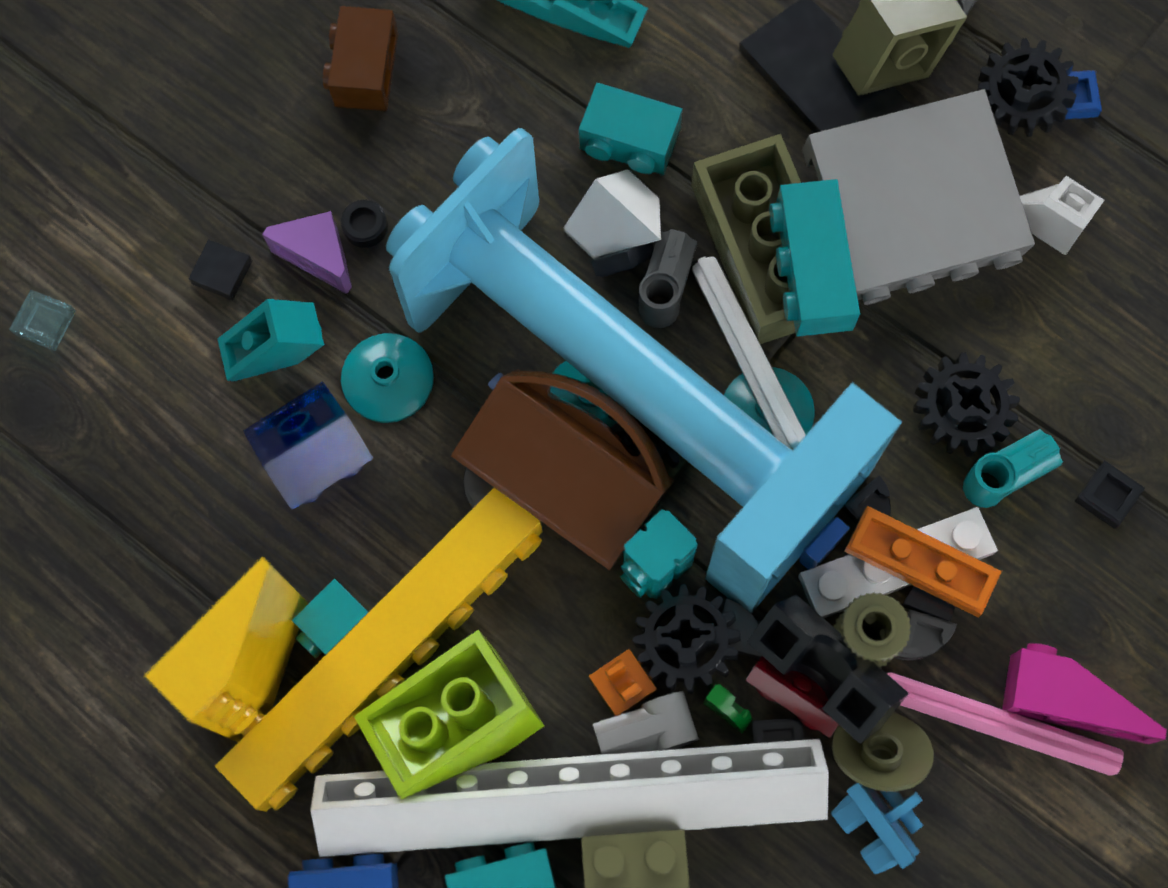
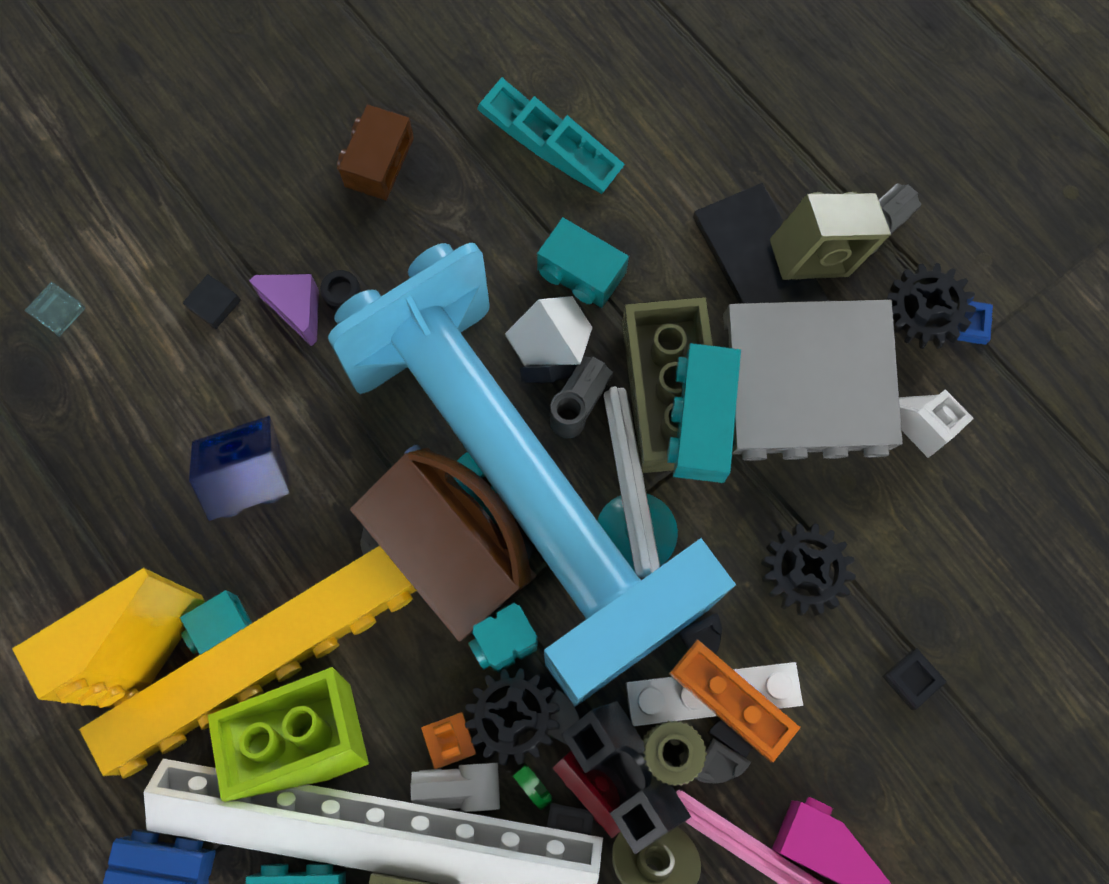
camera: 10 degrees right, 0 degrees up
(270, 339) = (235, 370): teal slope -> none
(393, 397) = (336, 438): teal dish -> none
(823, 543) = (652, 661): blue tile -> none
(1012, 468) = (835, 635): teal piece -> none

